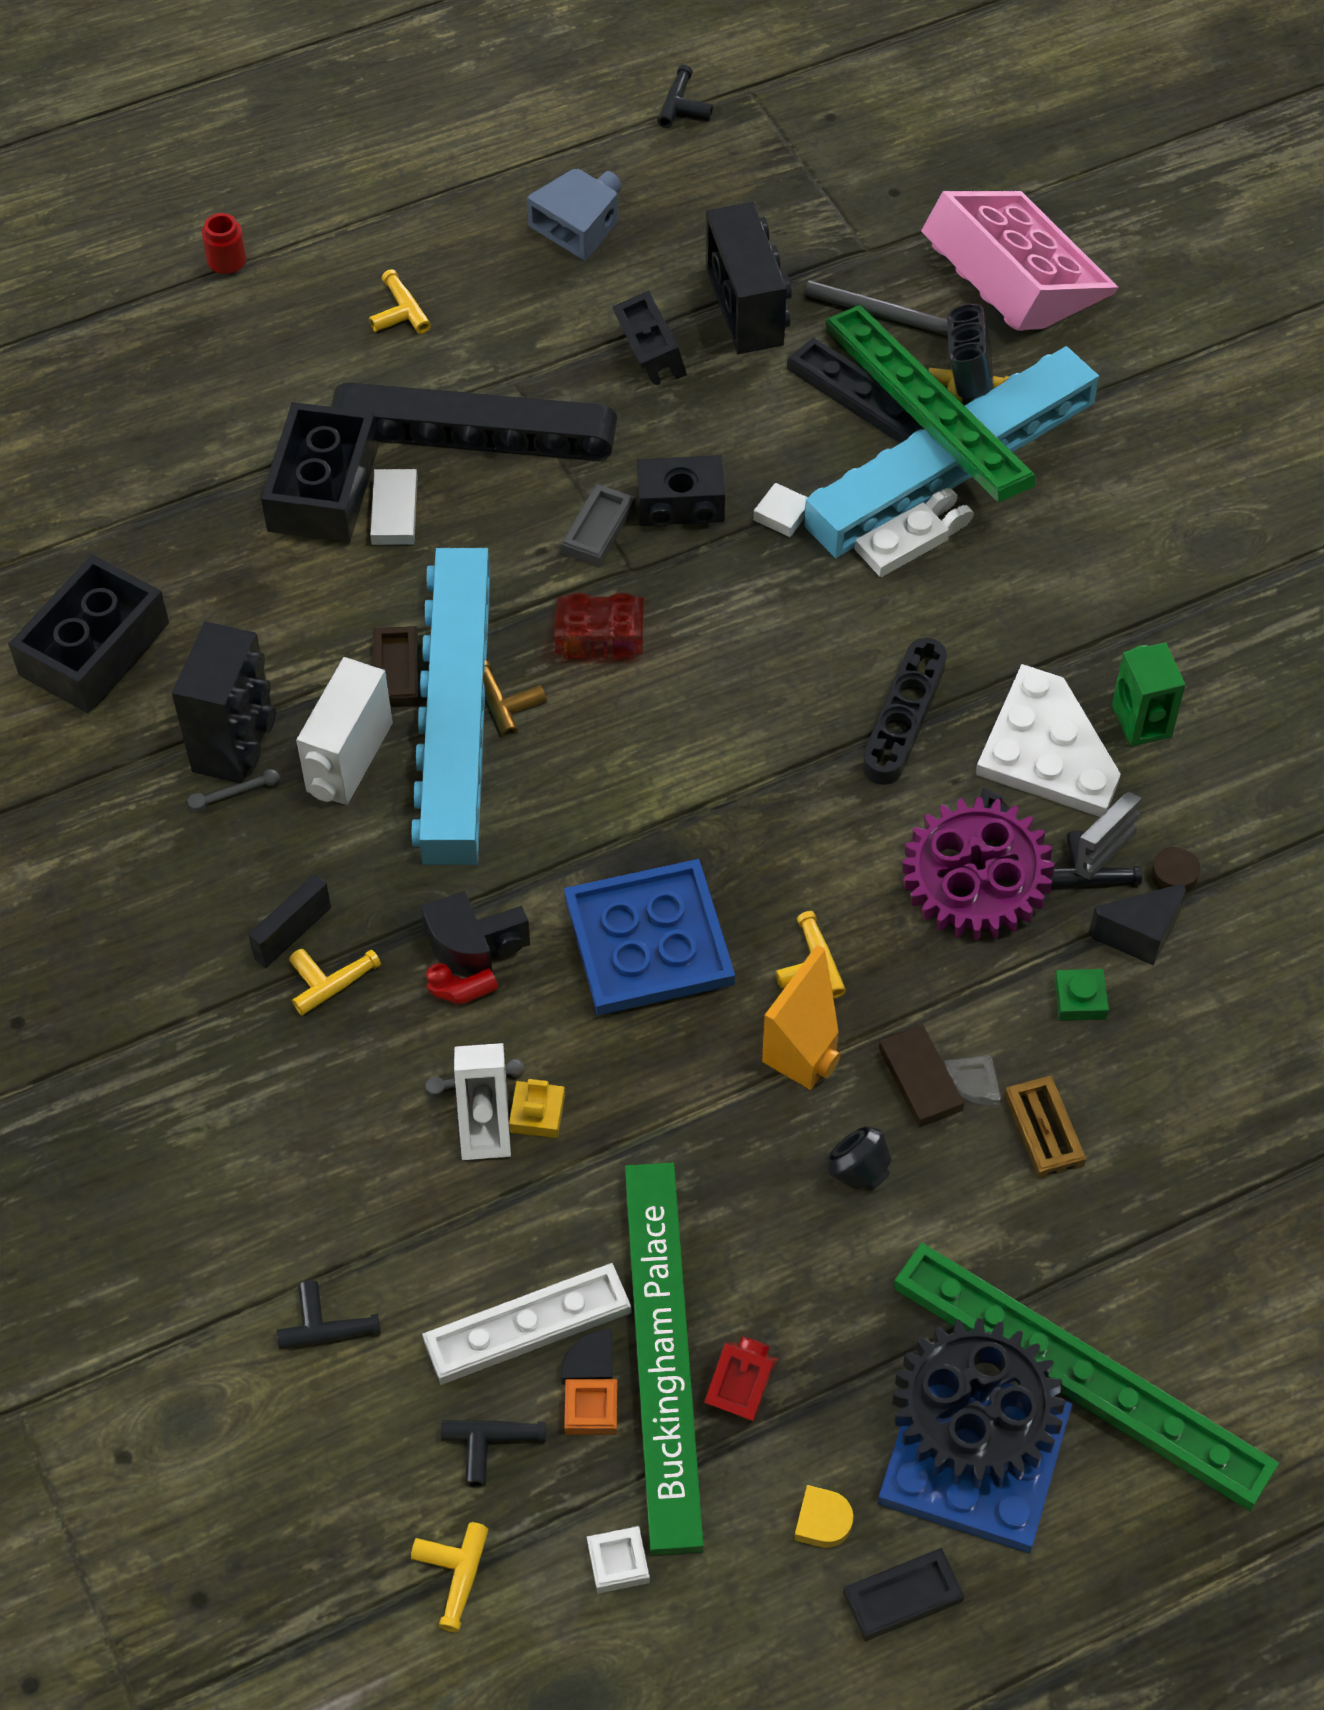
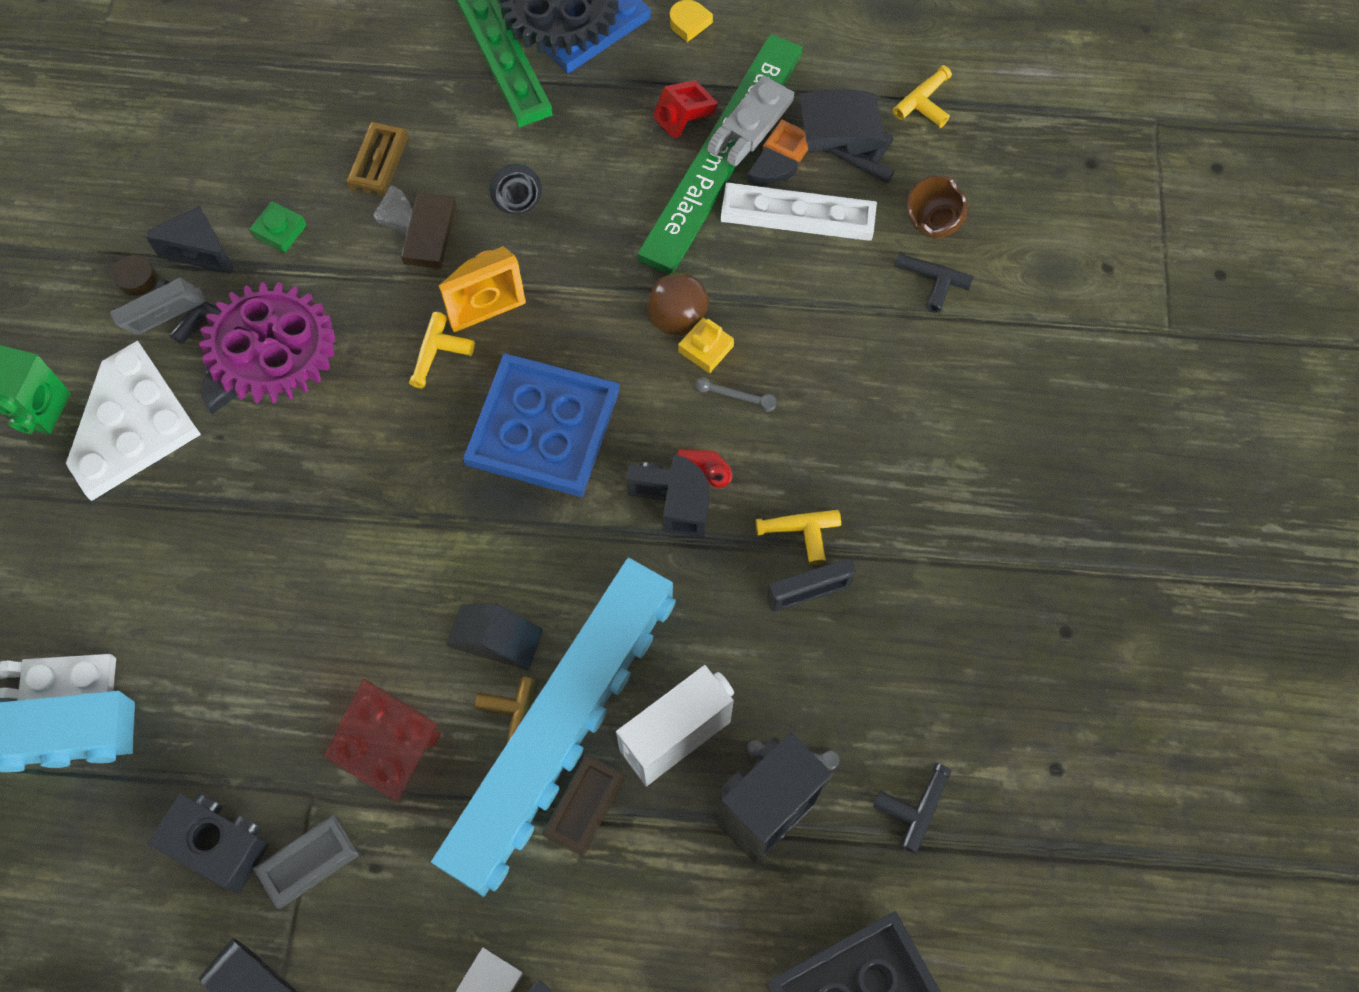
camera: 150 degrees left, 10 degrees up
(94, 794) = (919, 817): none -> black piece
(358, 1394) = (937, 206): none -> reddish brown hair
(482, 1101) = (742, 359): white slope -> none
(536, 1453) = (840, 119): none -> black slope
(562, 741) = (495, 634): none -> black slope
(594, 1136) = (677, 303): none -> reddish brown hair
(618, 1559) = (823, 58): white tile -> none
(646, 1395) = (752, 119): none -> light grey hinge
(781, 510) = (137, 775): white tile -> none
(901, 709) = (202, 504): black beam -> none

